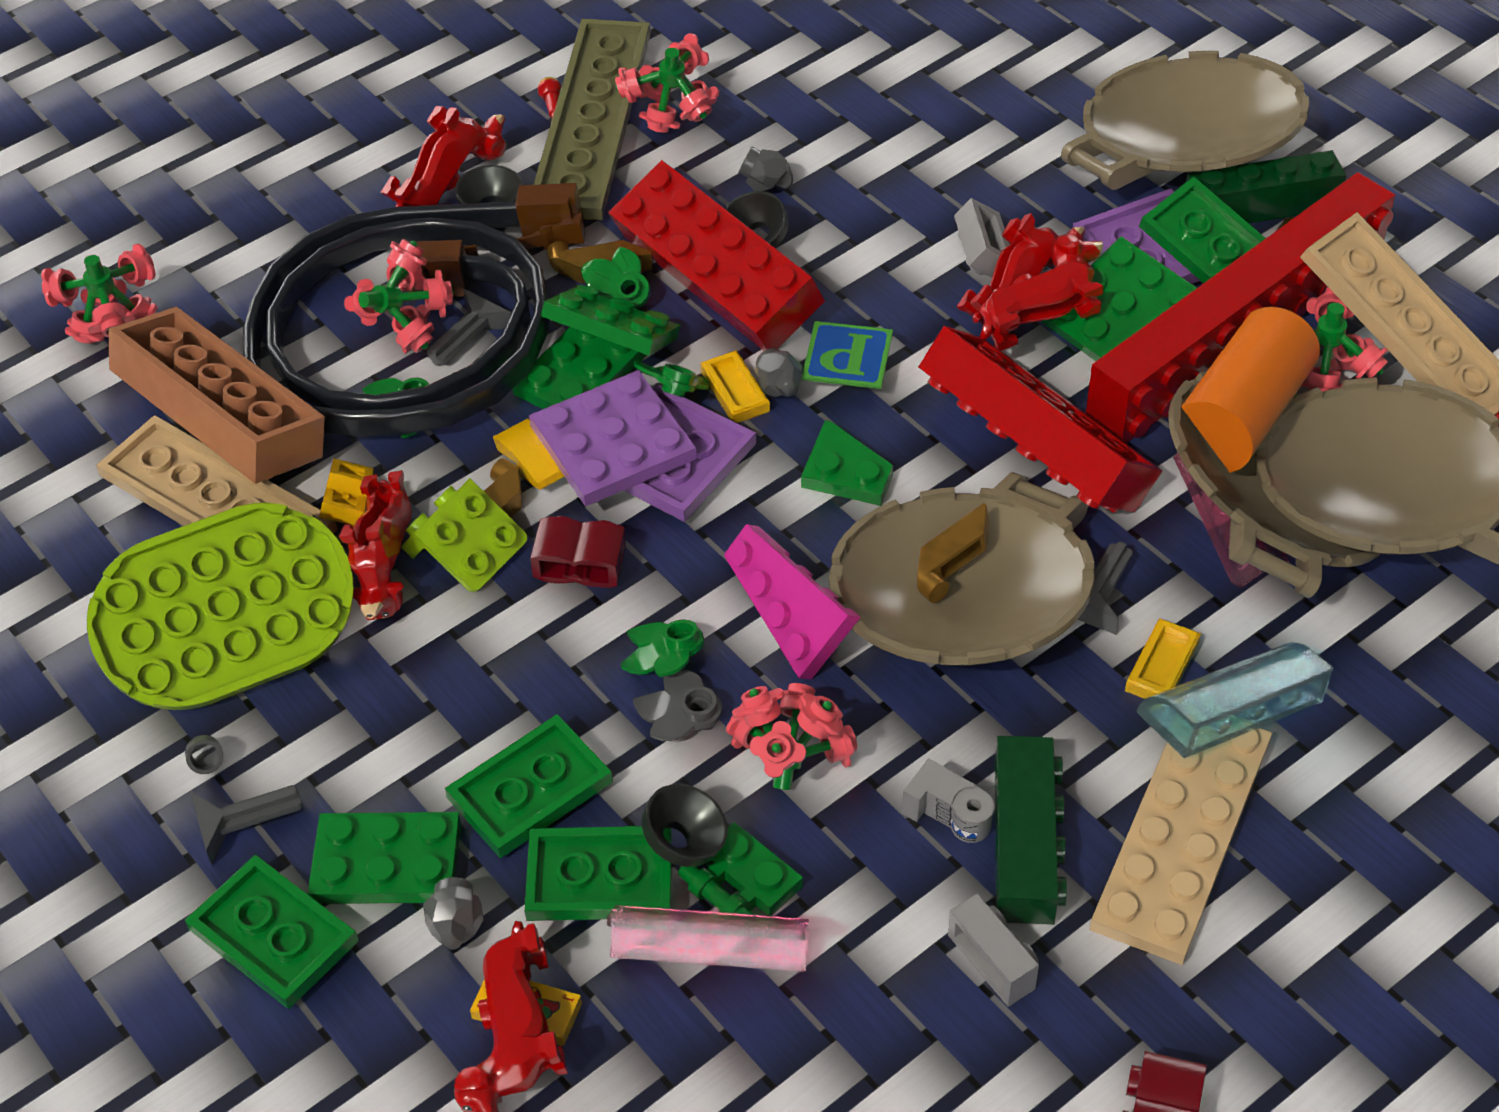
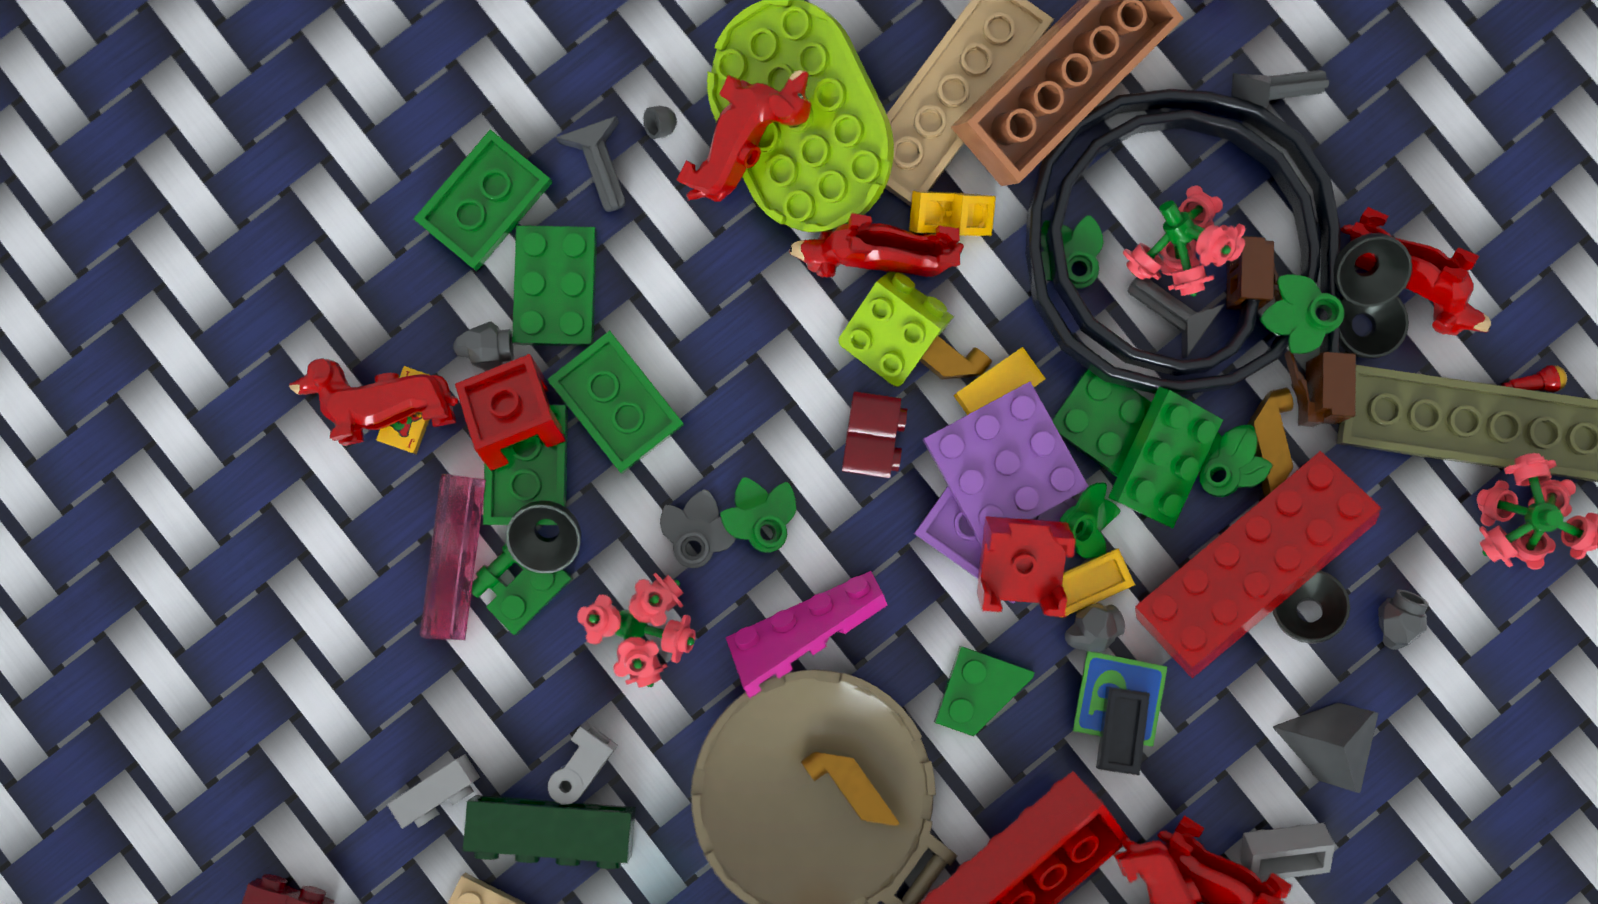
camera: 90 degrees right, 35 degrees up
(230, 652) = (740, 131): none -> red animal
(256, 260) = (1262, 88): none -> dark grey piece
(443, 168) = (1380, 283): none -> pearl dark grey piece
(477, 218) = (1297, 313): none -> green plate
(531, 867) = (507, 408): none -> red panel
(713, 411) = (1024, 563): none -> red panel
(878, 346) = (1122, 730): none -> black tile
(881, 215) = (1333, 743): none -> dark grey slope

